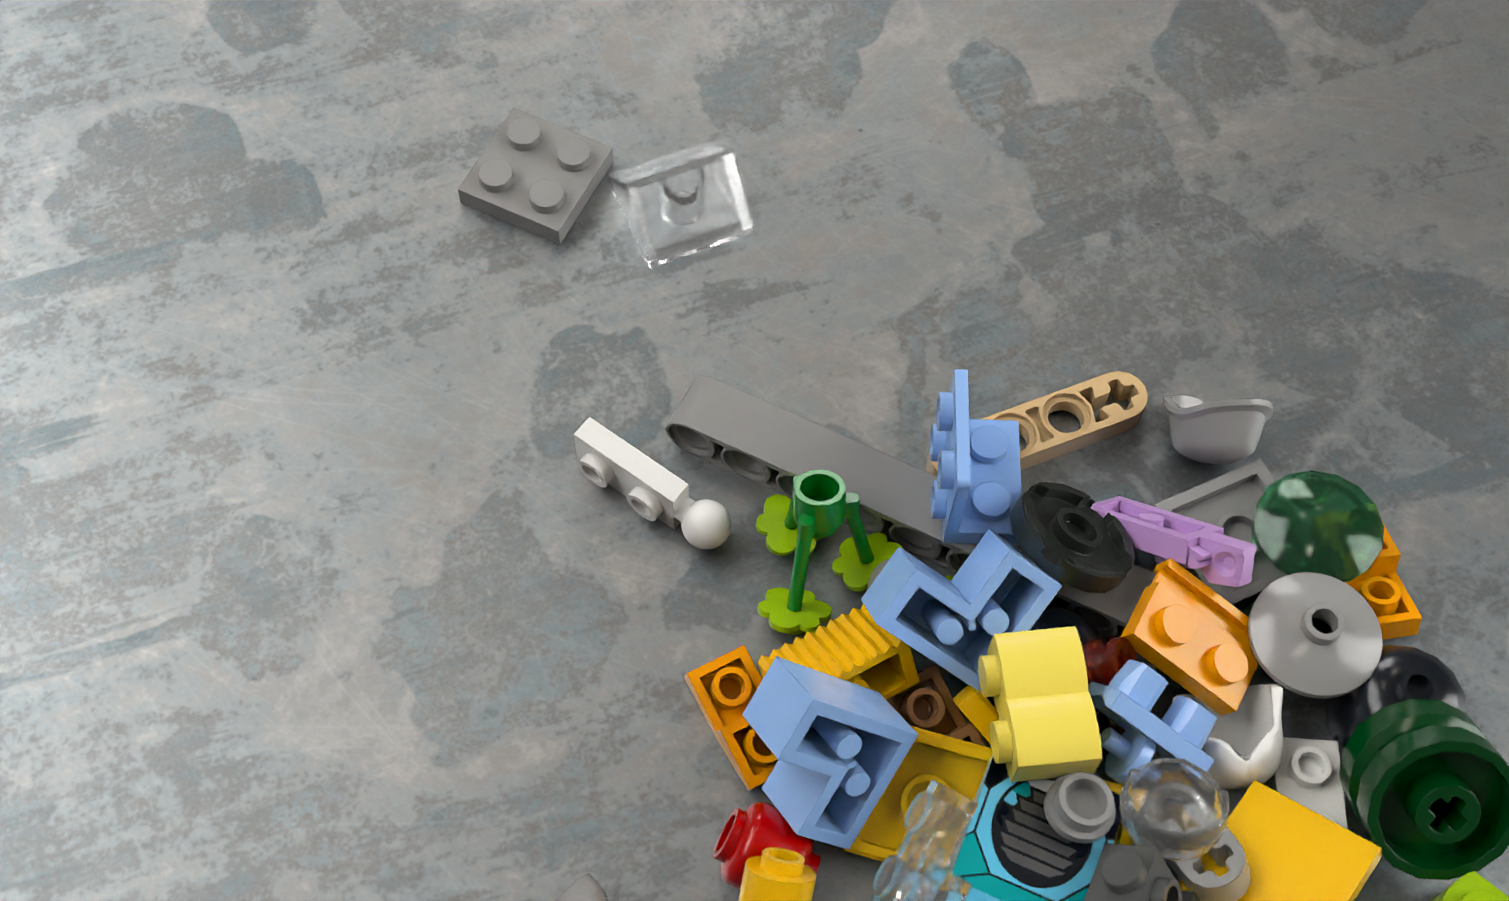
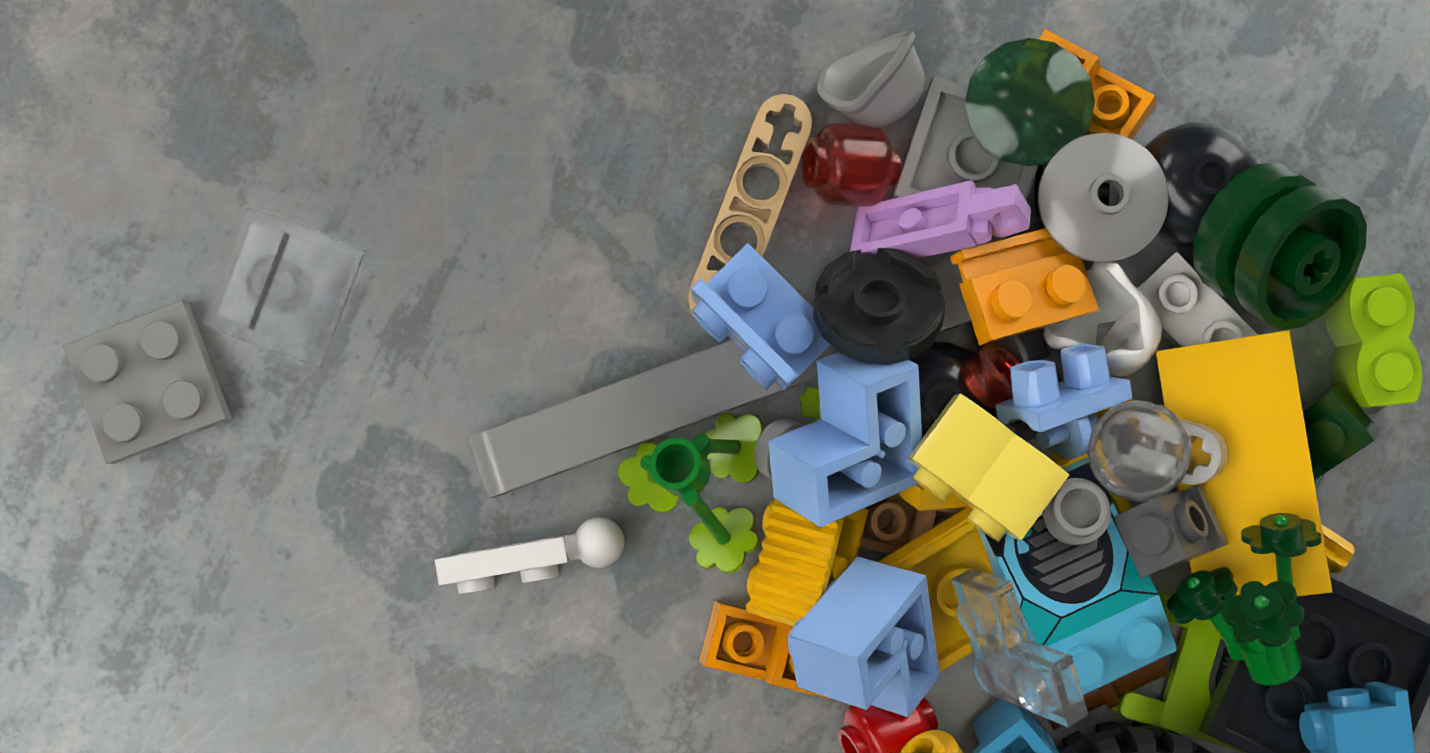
camera: 45 degrees left, 25 degrees up
(1142, 459) = (850, 164): none -> clear red head

